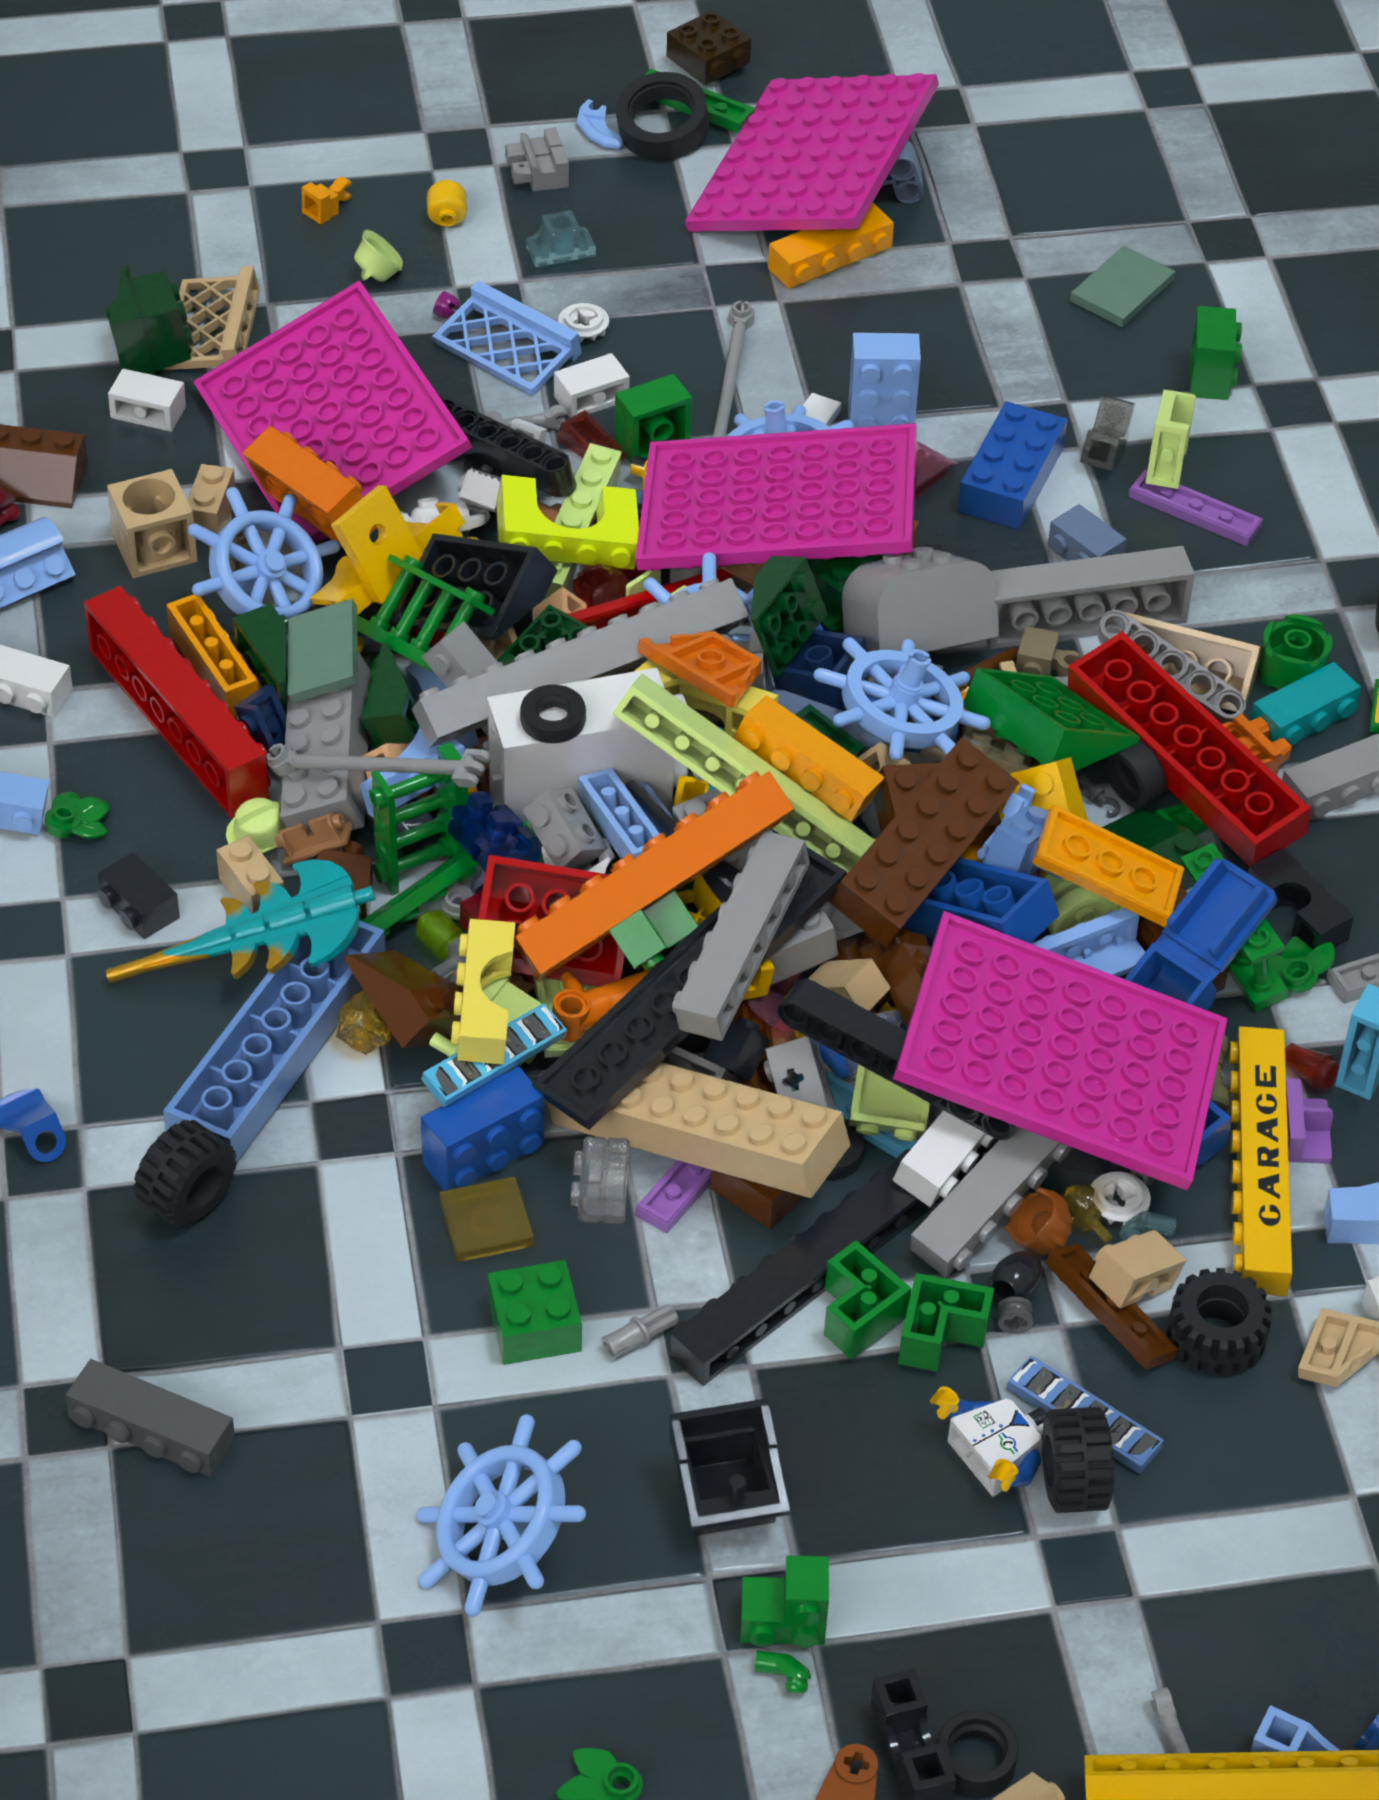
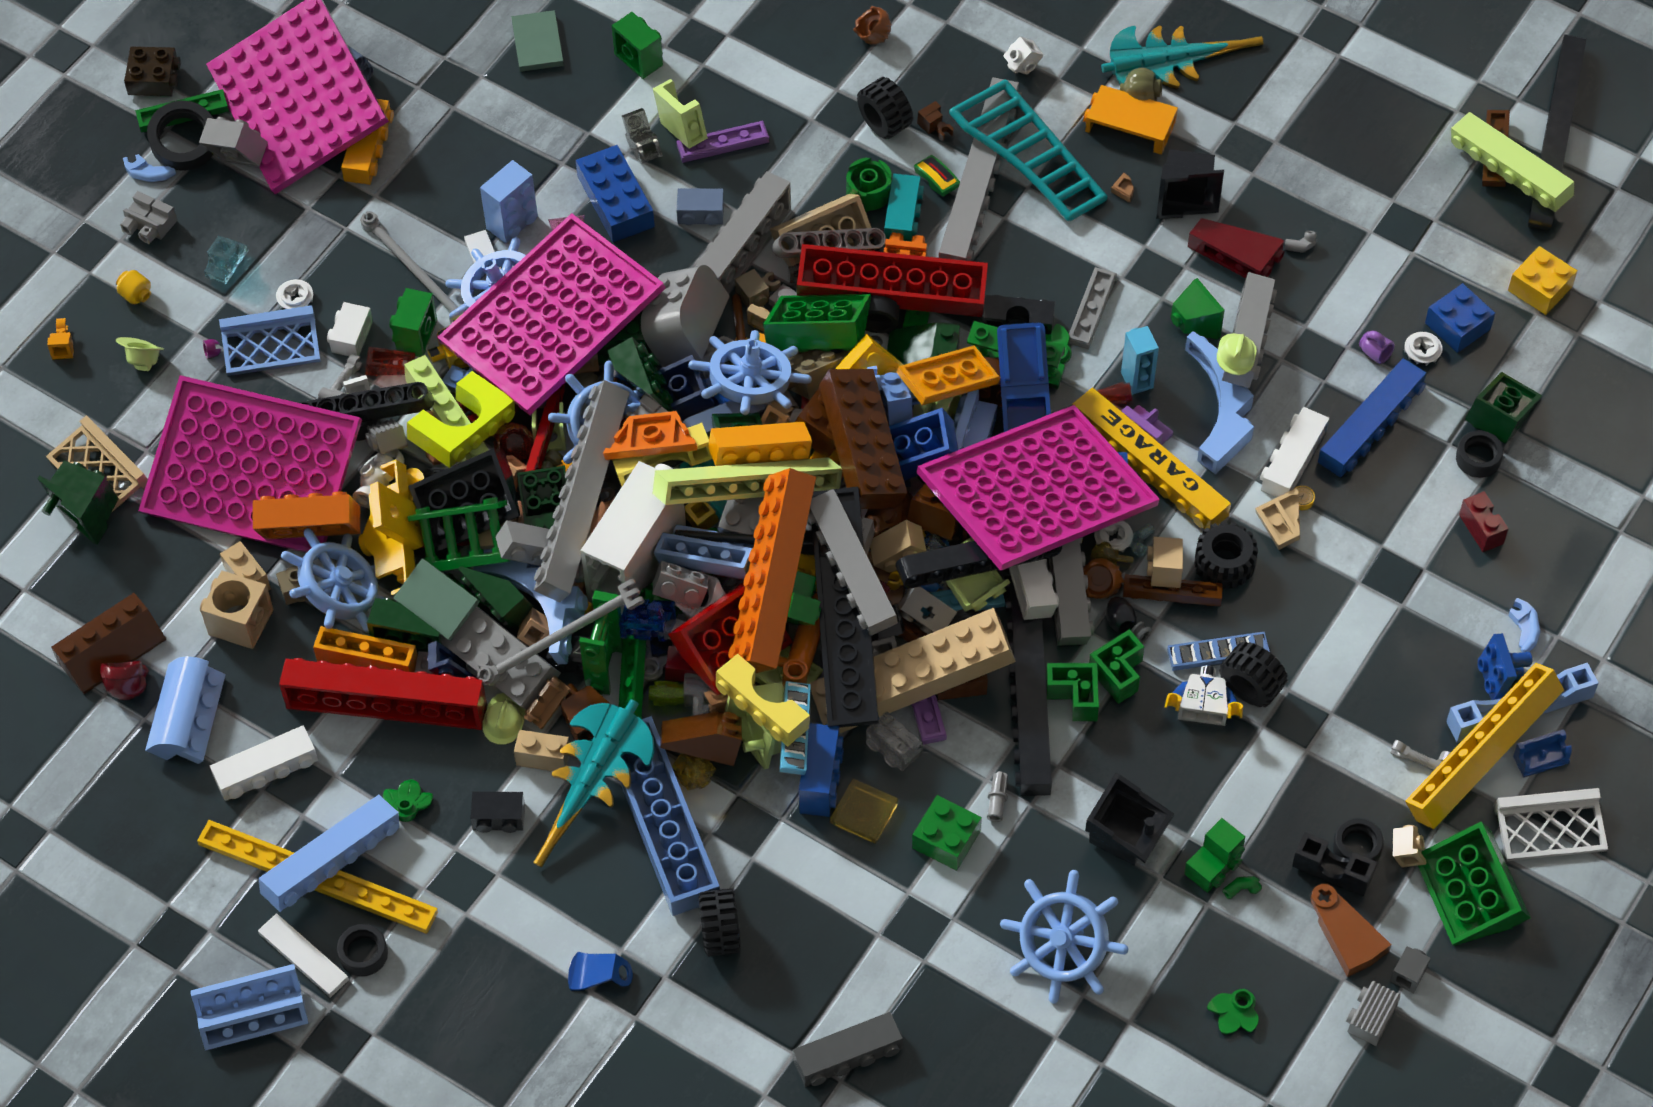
camera: 45 degrees left, 10 degrees up
(147, 400) = (128, 542): white brick -> none
(553, 696) = (631, 543): black tyre -> none
(694, 146) = (233, 141): none -> light grey brick

